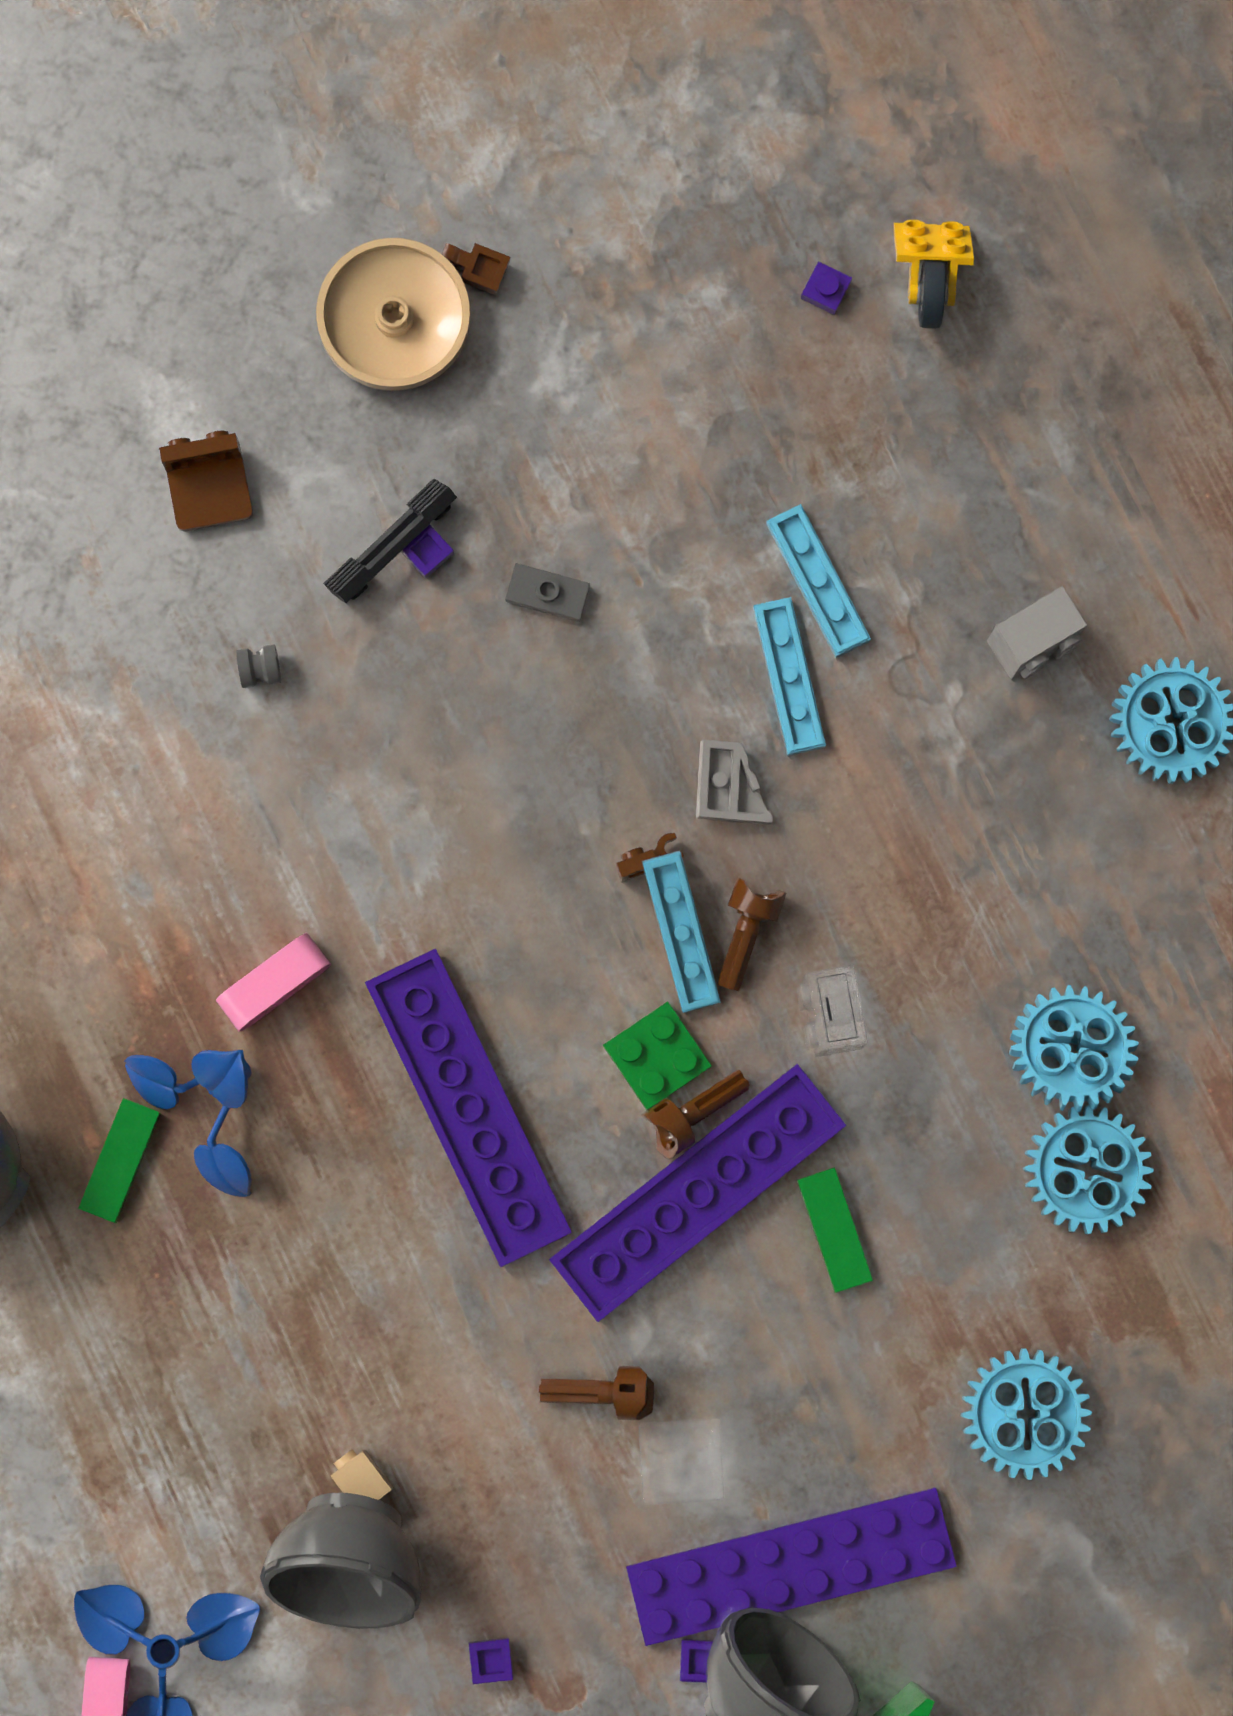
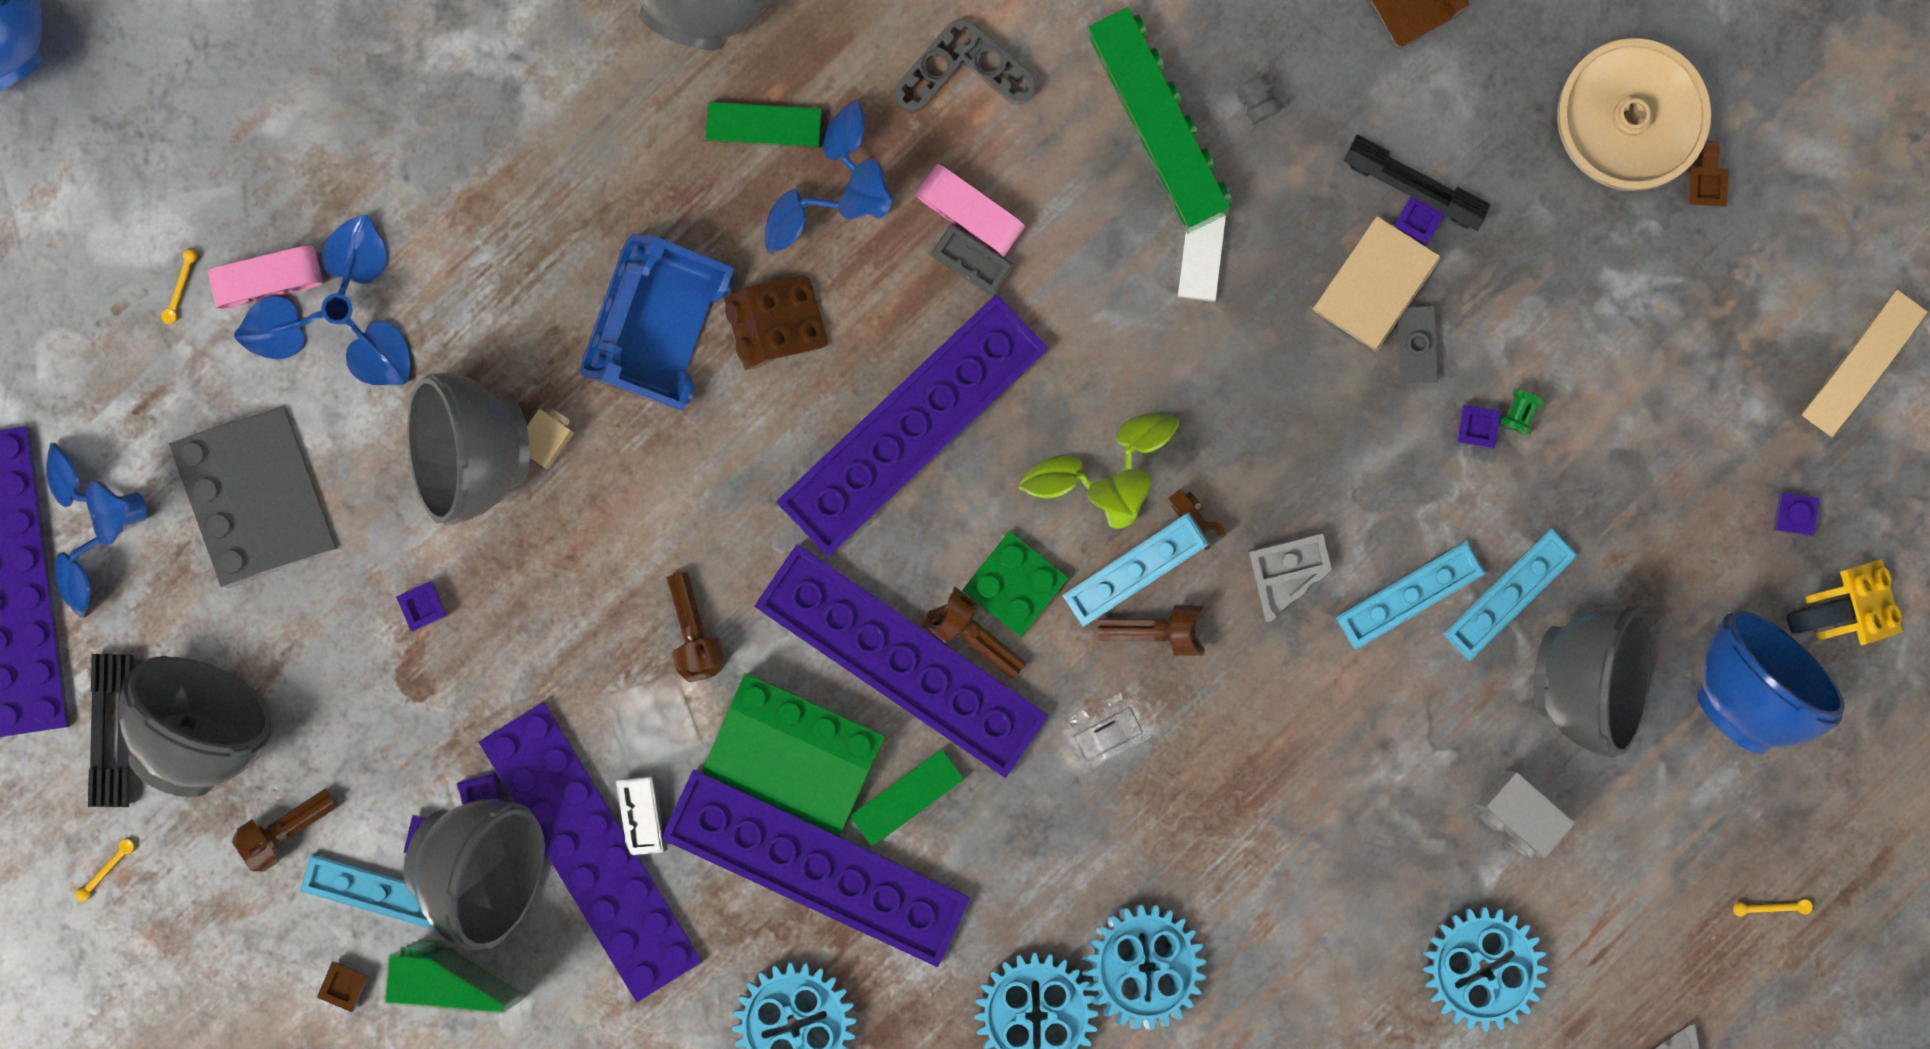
camera: 70 degrees right, 5 degrees up
(121, 934) = (969, 57): none -> dark grey beam
(245, 768) = (1158, 119): none -> green brick
(278, 1332) = (654, 319): none -> blue windscreen
(319, 1210) = (775, 321): none -> reddish brown bracket
(323, 995) = (972, 259): none -> dark grey plate
(380, 765) = (1201, 262): none -> white tile
(476, 610) = (1376, 283): none -> tan tile
(606, 923) = (1120, 493): none -> lime plant
(646, 512) = (1522, 412): none -> green bush
(646, 558) = (1478, 427): none -> dark purple plate
(702, 177) = (1864, 362): none -> tan slope
(758, 1331) = (792, 754): none -> green slope
(770, 1501) = (641, 815): none -> plate
(876, 1343) = (815, 868): none -> dark purple plate
(926, 523) = (1596, 678): none -> dark grey piece
(985, 366) = (1765, 686): none -> blue piece
(1202, 403) = (1803, 906): none -> yellow hinge

